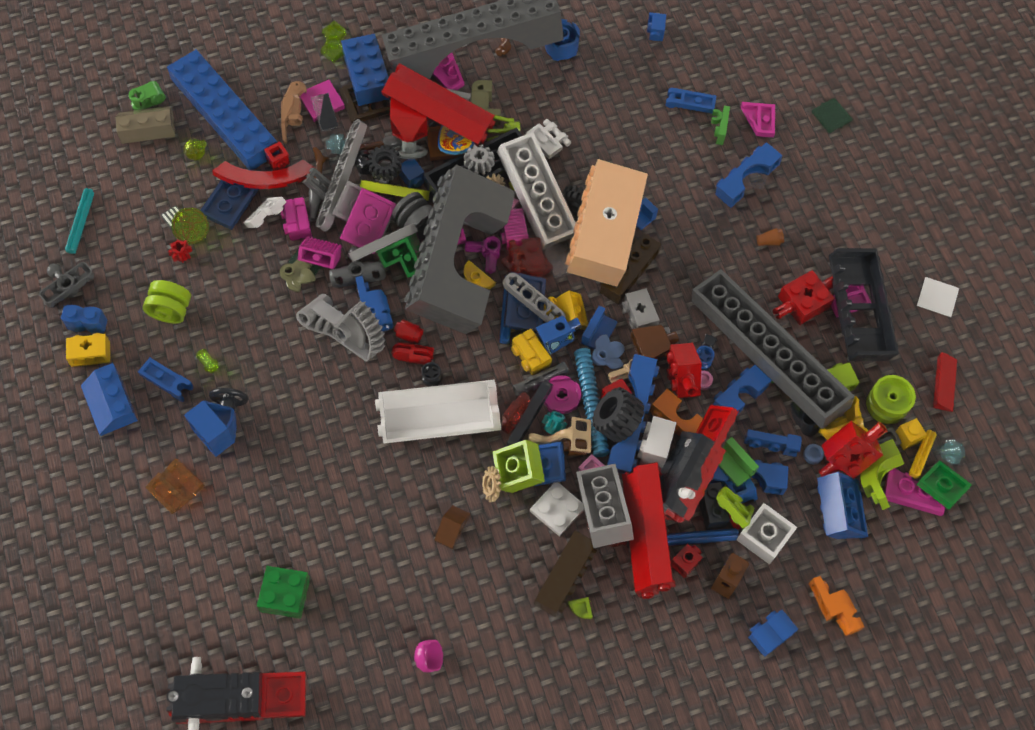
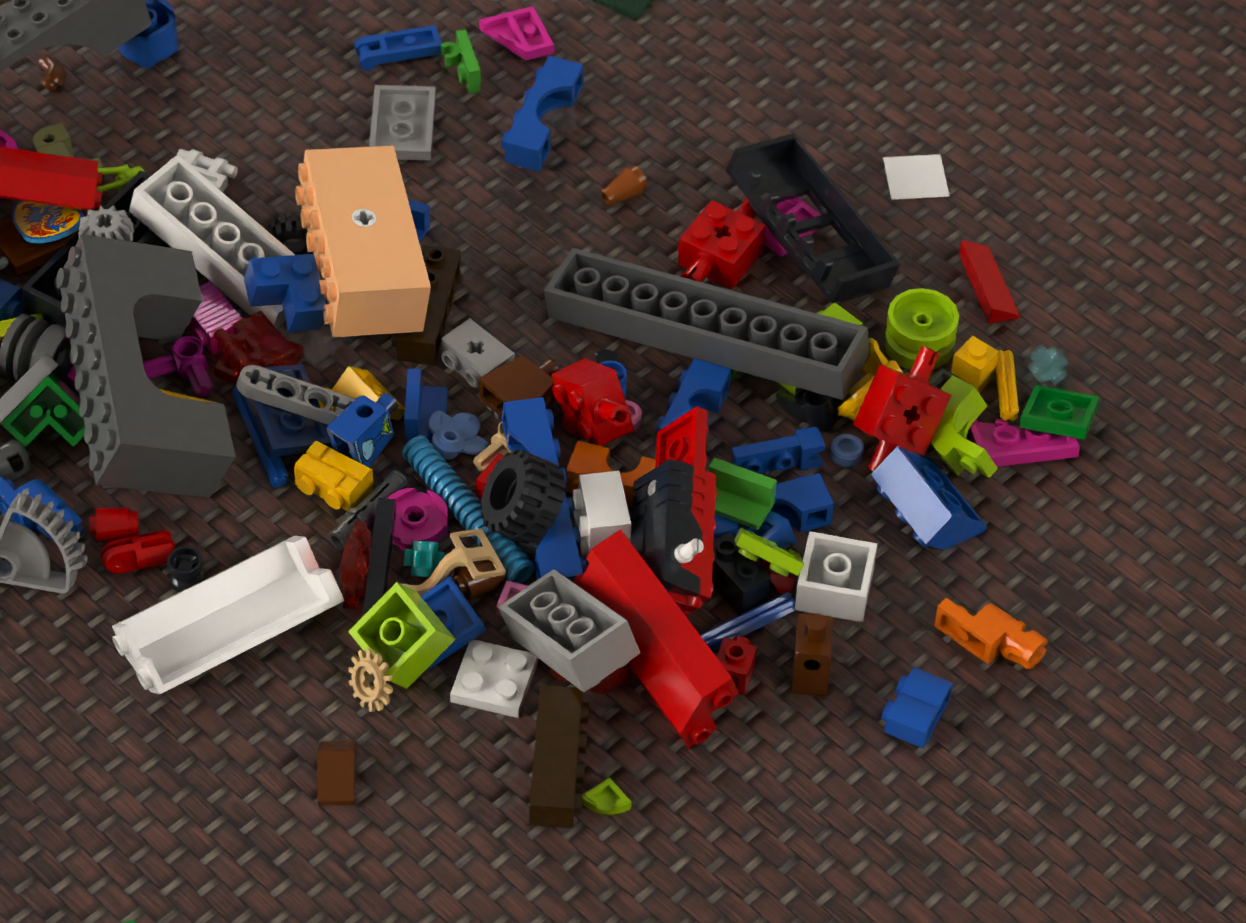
camera: 25 degrees left, 15 degrees down
(559, 231) = (289, 283): none -> blue brick
(670, 149) = (404, 120): none -> light grey plate

